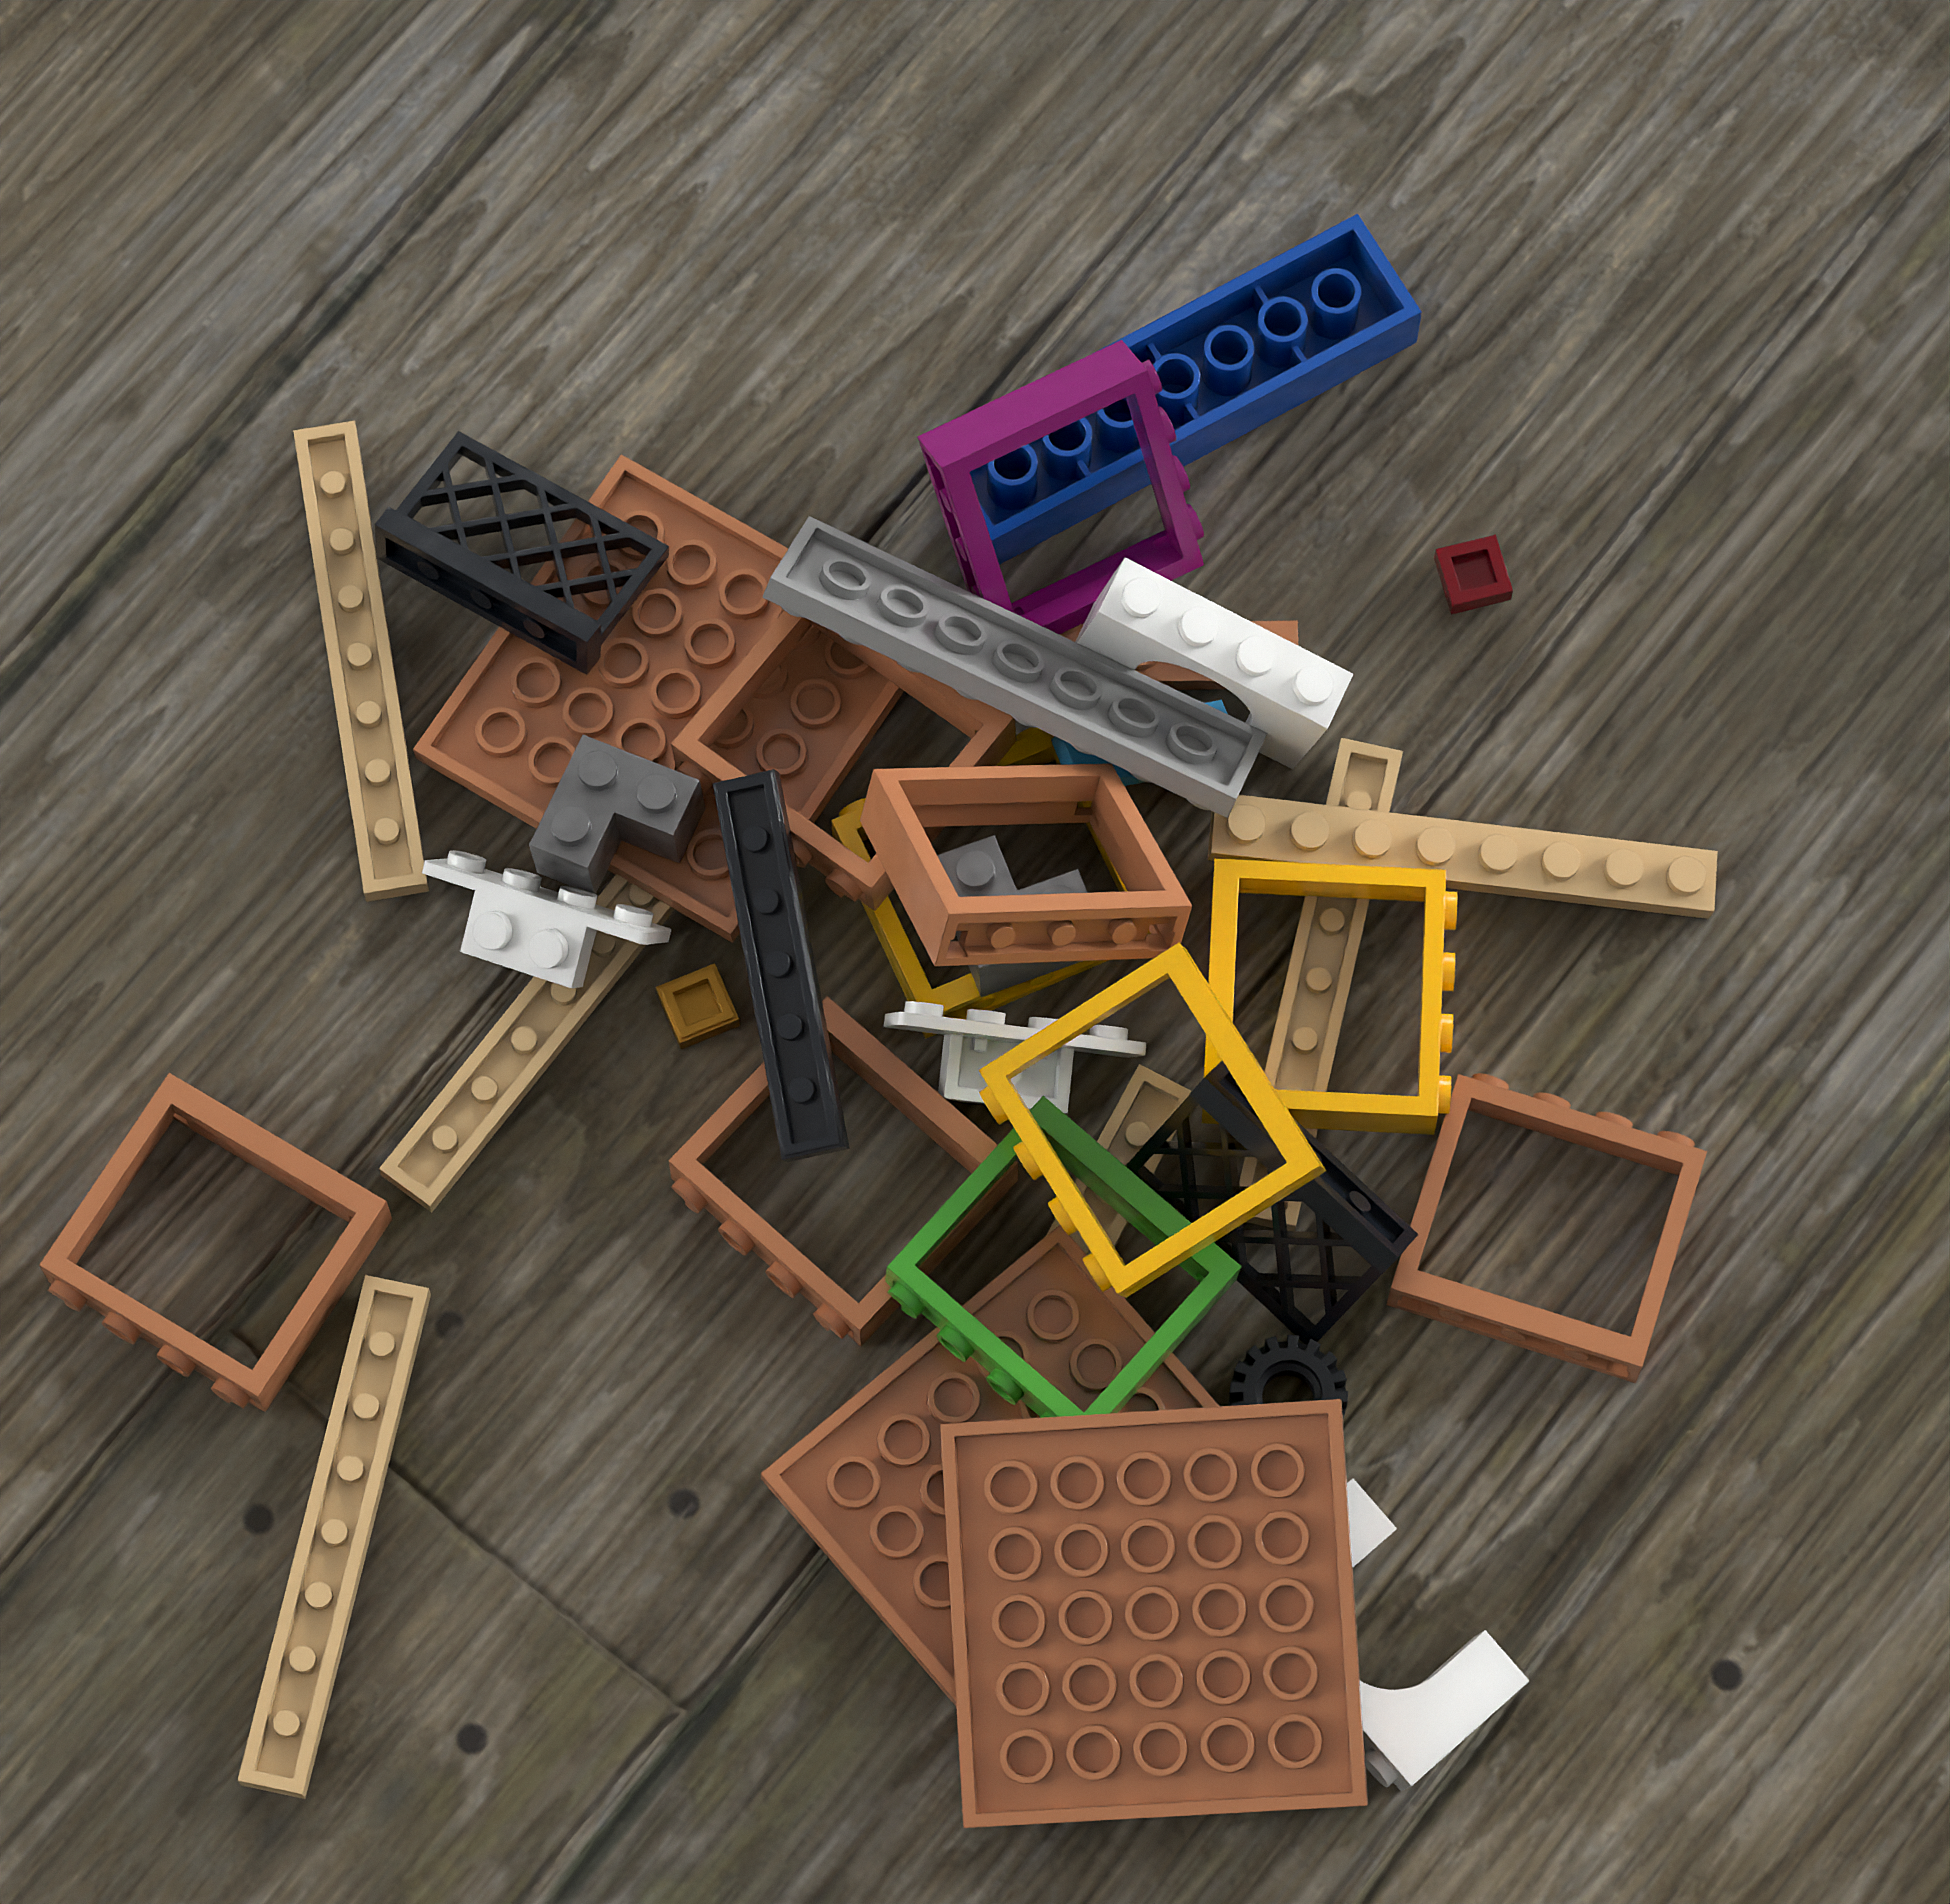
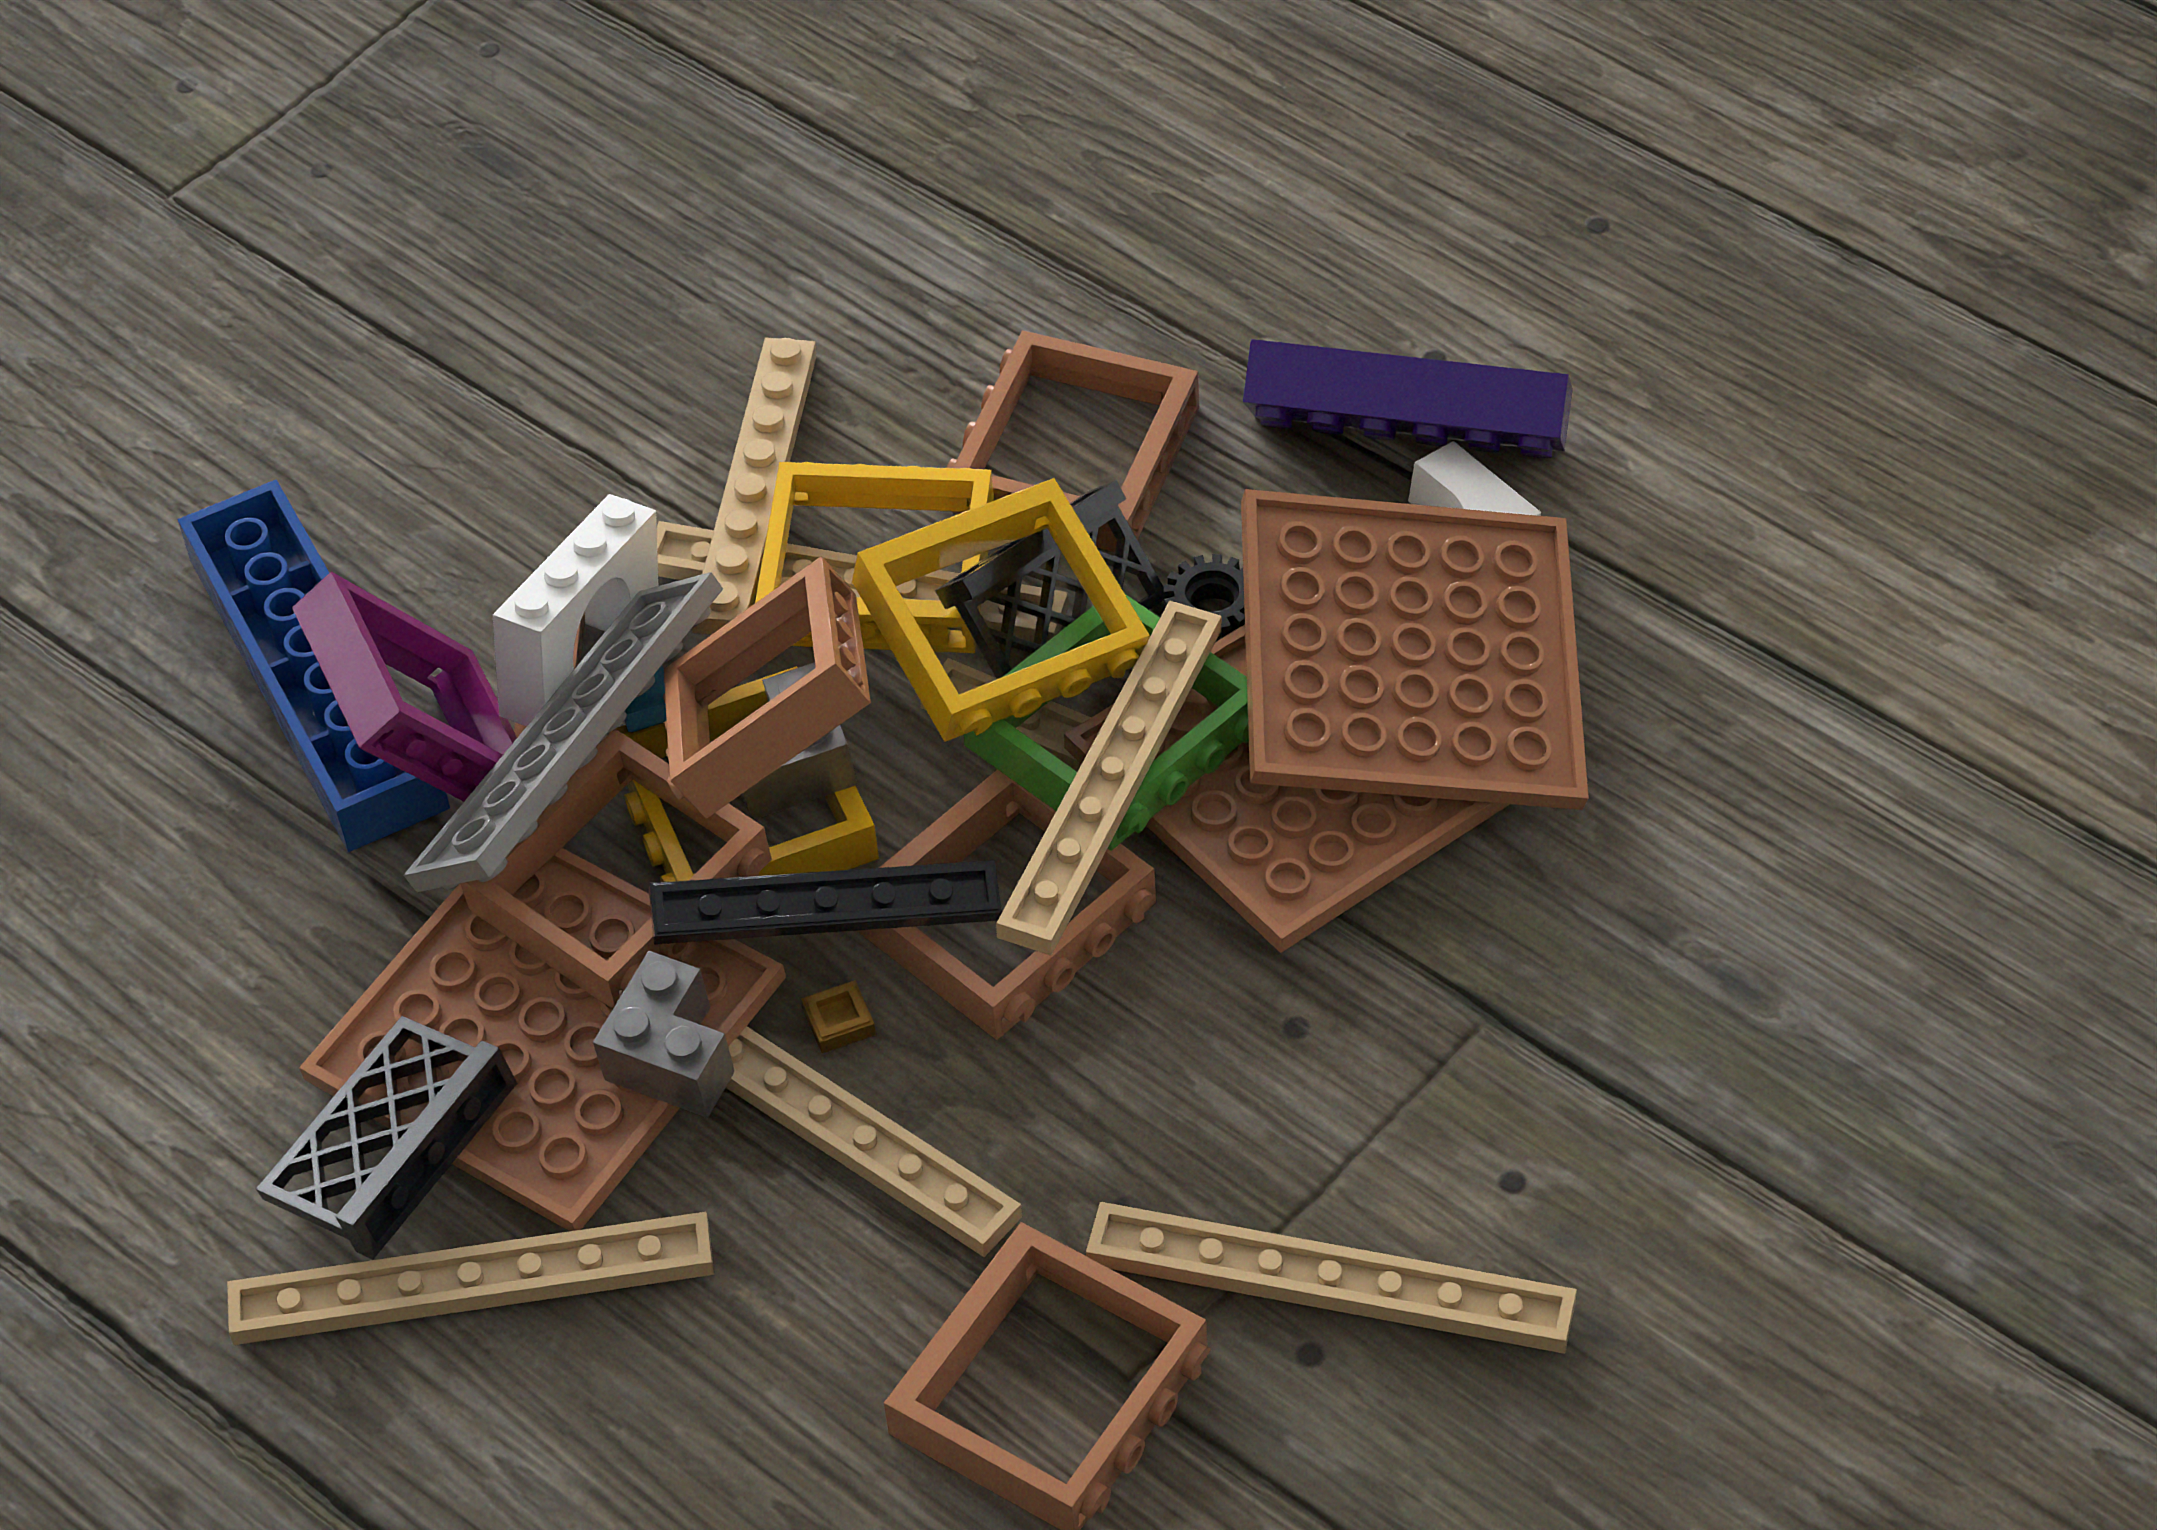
camera: 85 degrees left, 20 degrees down
(535, 927) = (762, 1116): white bracket -> none
(928, 1260) = (1108, 779): none -> tan plate
(985, 1037) = (910, 774): white bracket -> none
(1473, 574) = (505, 481): dark red plate -> none
(1595, 1625) = (1408, 396): none -> dark purple brick

